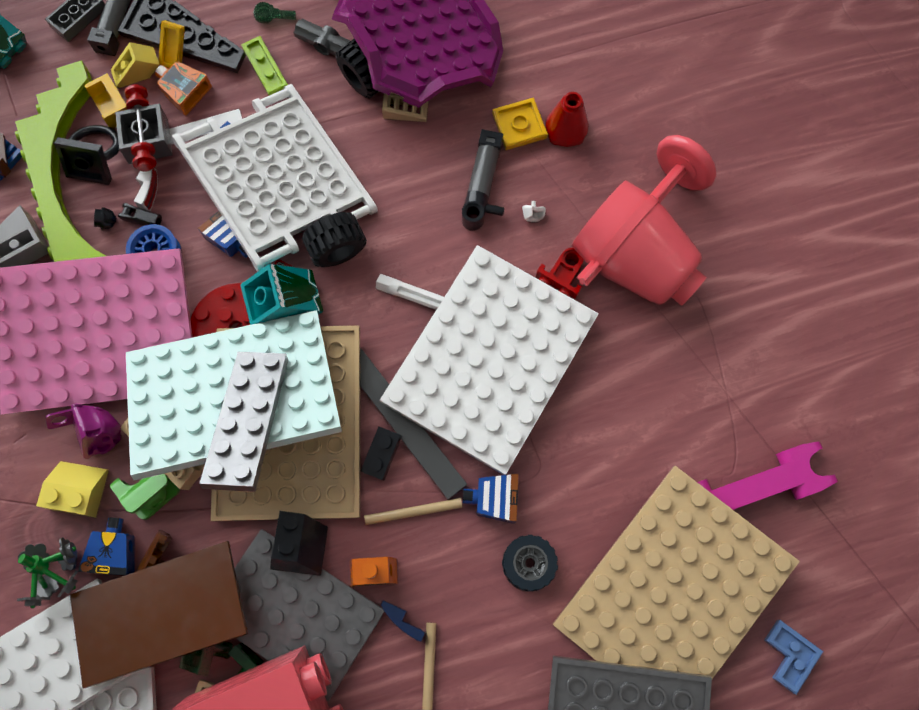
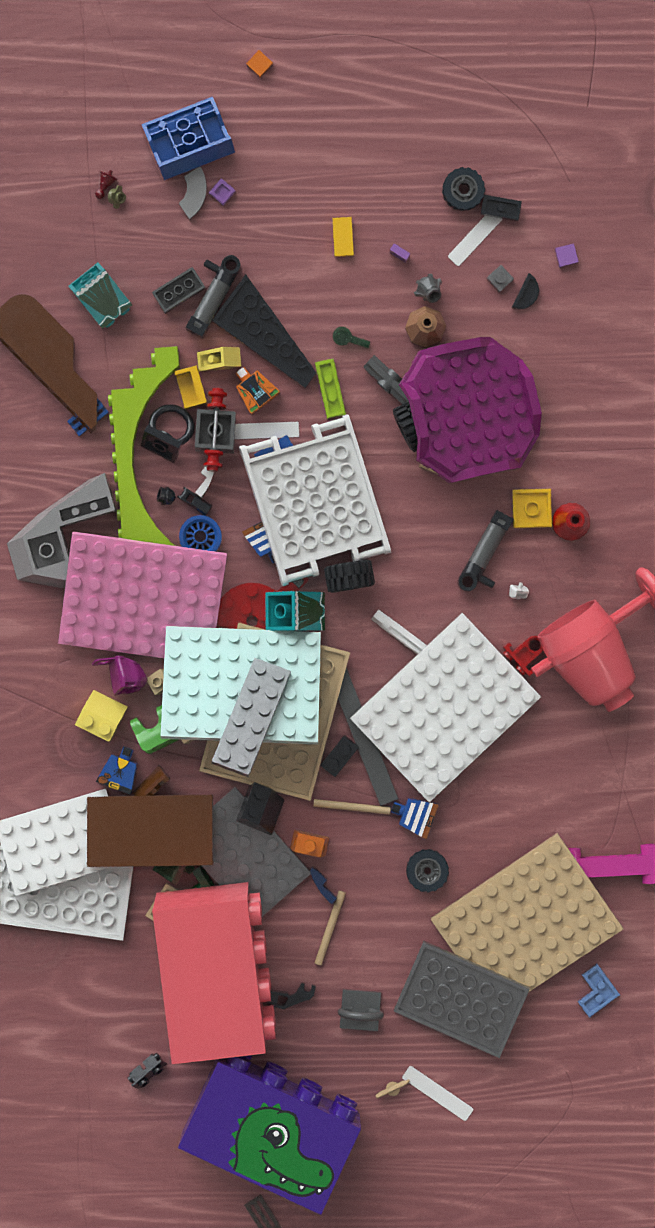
camera: 20 degrees right, 15 degrees up
(37, 561) = (67, 783): plant -> none
(171, 43) = (255, 351): yellow tile -> none

